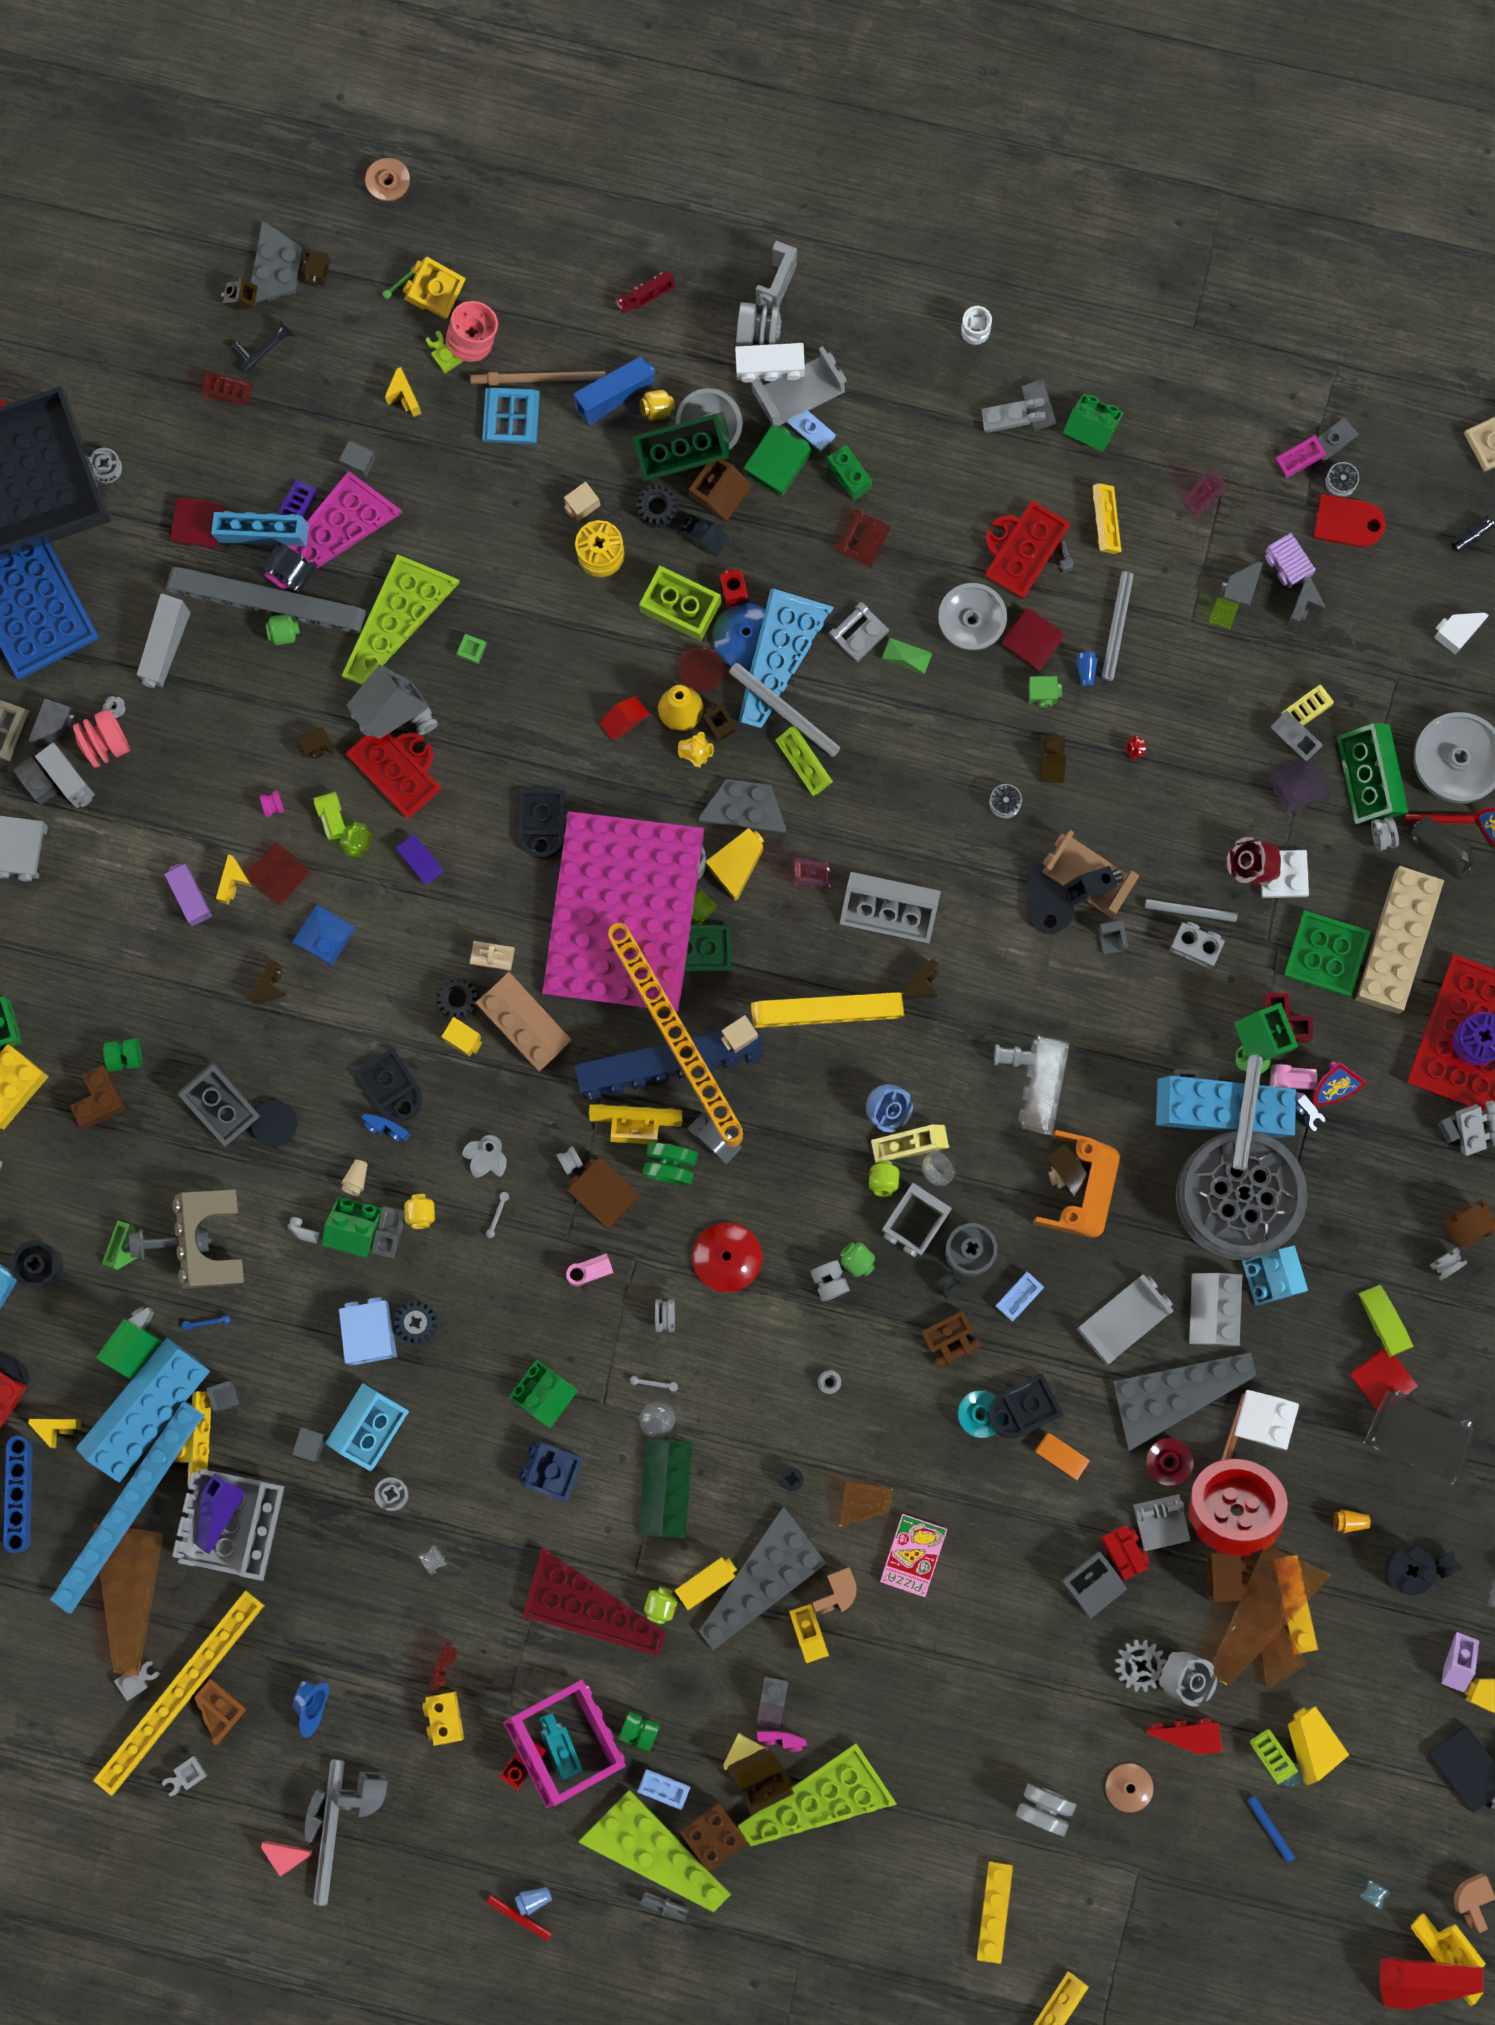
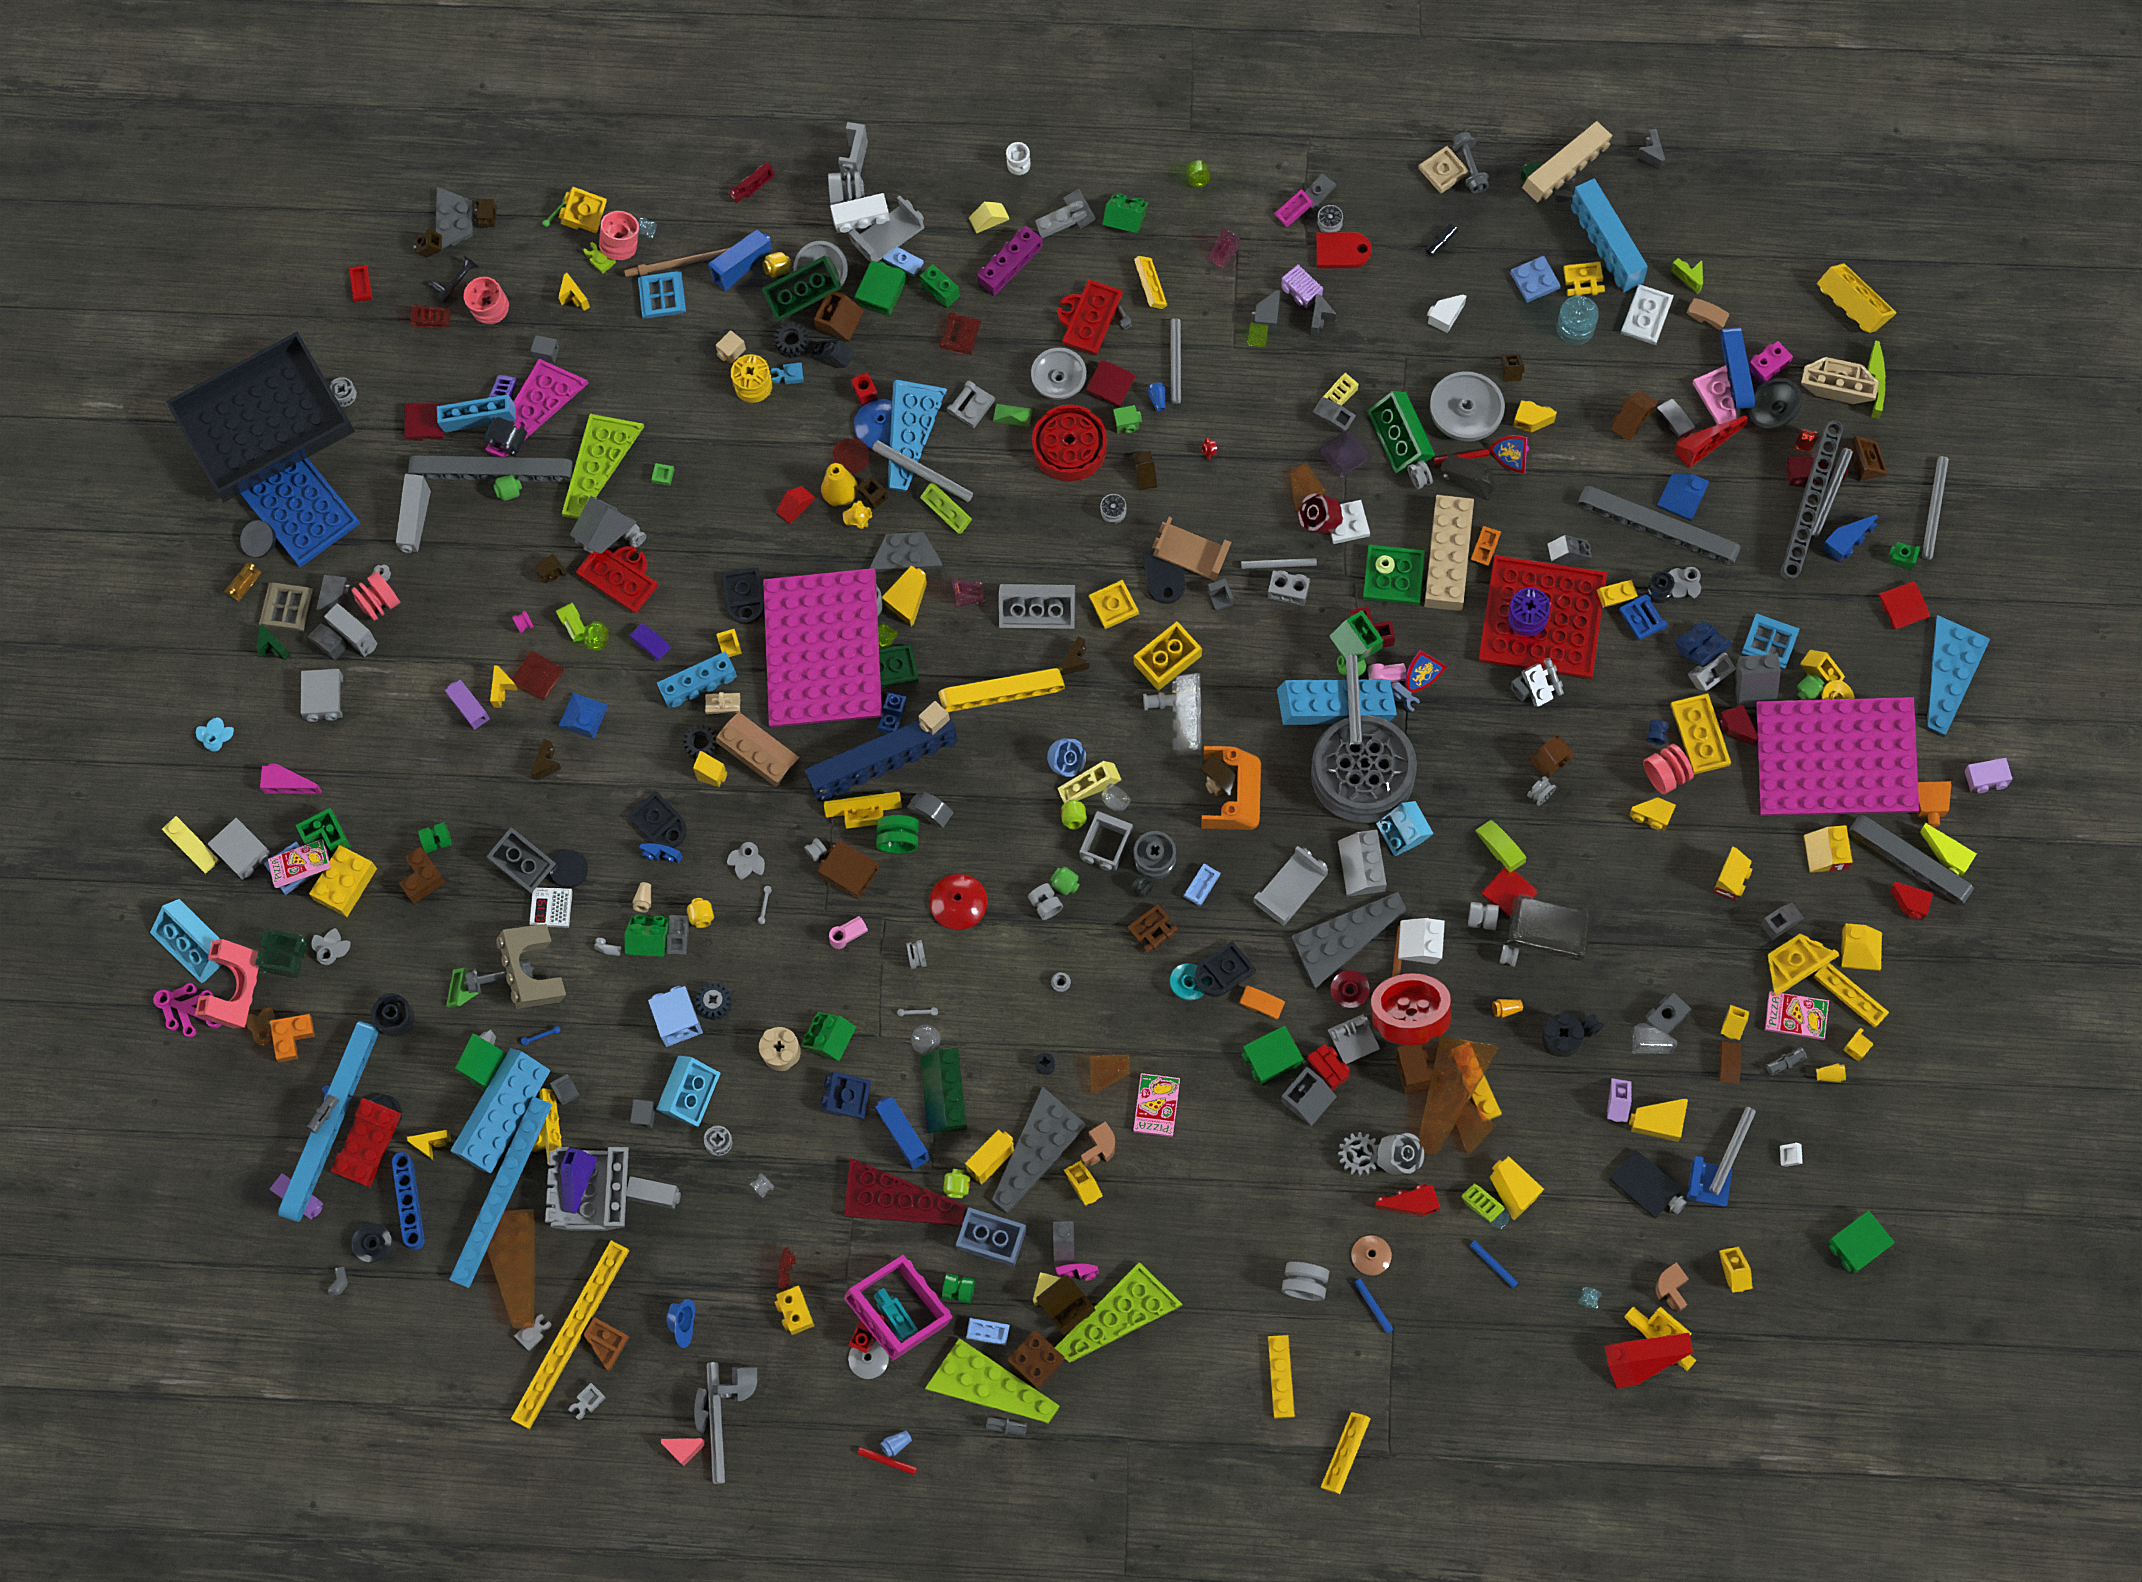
camera: 10 degrees left, 10 degrees down
(149, 328) = (360, 283): none -> red tile
(245, 1167) = (551, 907): none -> tile
(291, 373) = (486, 300): none -> coral wheel
(304, 1542) = (653, 1192): none -> light grey brick
(385, 170) = (527, 132): nougat dish -> none
(466, 919) = (696, 680): none -> dark azure brick
(477, 1386) = (788, 1054): none -> tan brick
(508, 325) = (647, 227): none -> clear light blue wheel
(513, 881) = (729, 642): none -> yellow panel
(518, 1804) = (872, 1368): none -> light grey dish
(608, 1529) = (902, 1132): none -> blue slope
(649, 549) = (791, 374): none -> dark azure plate
(679, 1044) = (886, 735): light orange beam -> none
(680, 603) = (823, 407): lime brick -> none
(688, 1679) = (991, 1237): none -> sand blue brick
(693, 1005) = (892, 713): none -> blue slope
(925, 392) = (987, 216): none -> light yellow slope
(940, 456) = (1009, 260): none -> magenta brick
(974, 730) = (1068, 461): none -> red brick
(982, 923) = (1113, 604): none -> yellow plate
(1034, 1003) = (1167, 656): none -> yellow brick
(1061, 1524) = (1272, 1055): none -> green brick
(1092, 884) = (1195, 555): black torso -> none
(1119, 1850) = (1373, 1306): none -> blue bar
(1192, 388) = (1198, 173): none -> clear neon green head
(1242, 818) = (1303, 484): none -> clear orange wing
(1316, 947) = (1385, 569): none -> yellowish green plate
(1346, 1404) = (1483, 916): none -> light grey wheel
(1367, 1459) = (1509, 955): none -> light grey wheel
(1445, 939) = (1486, 546): none -> orange slope

